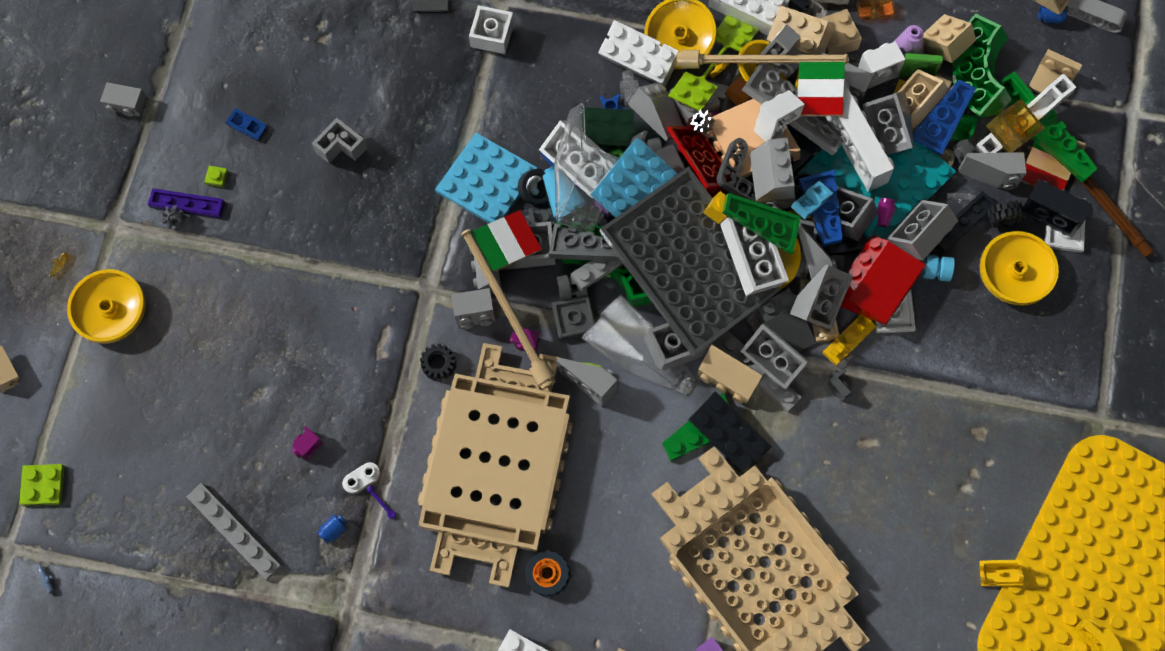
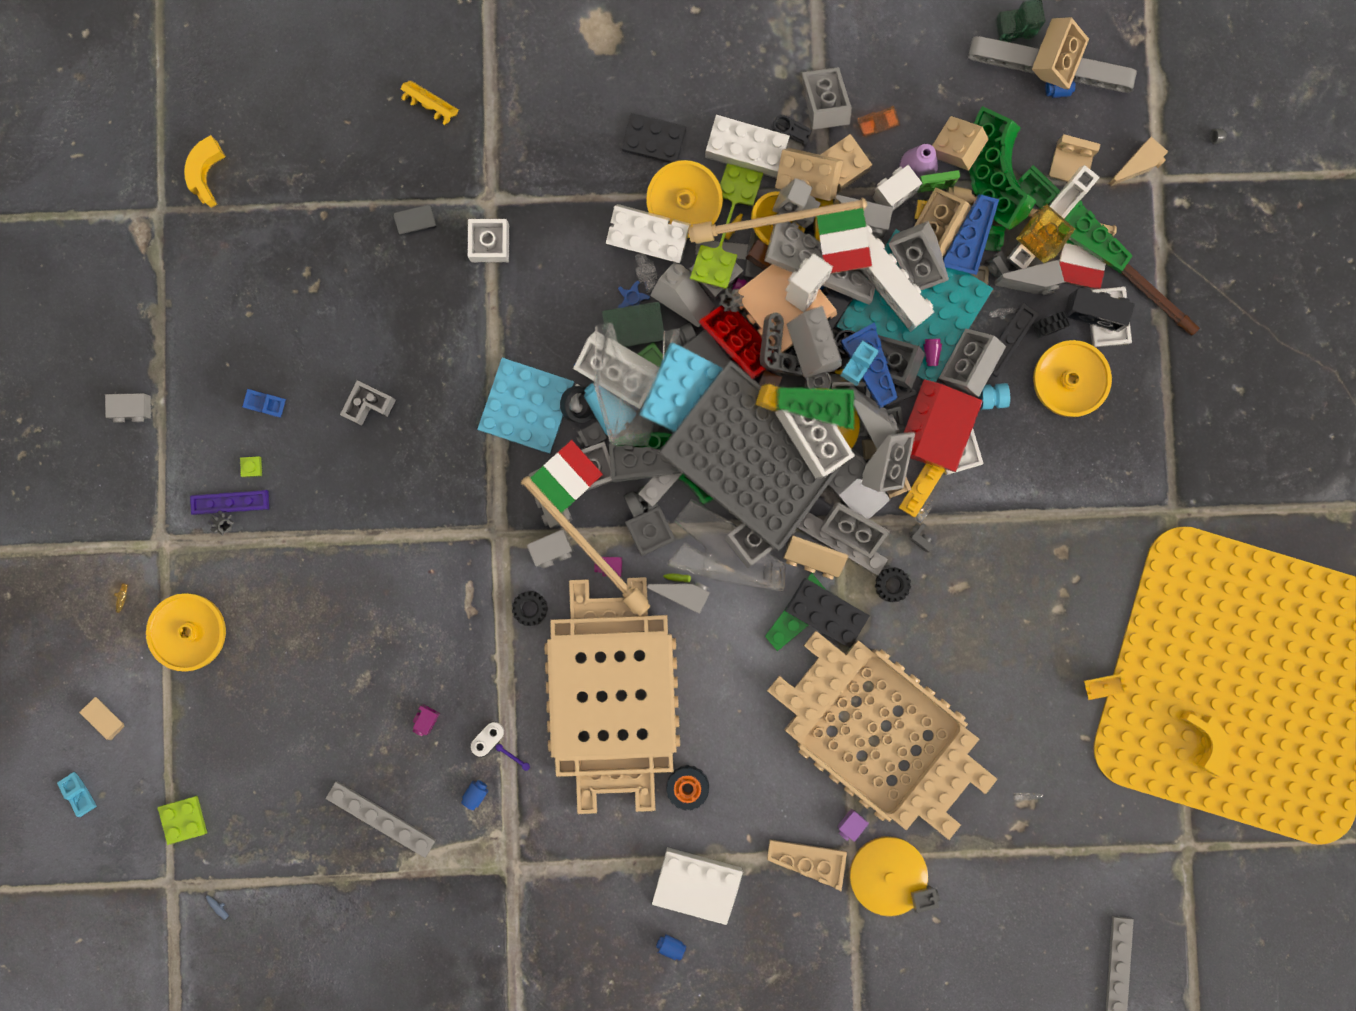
camera: 20 degrees left, 15 degrees up
(806, 412) = (904, 585): none -> black tyre
(1119, 93) = (1145, 159): none -> tan slope

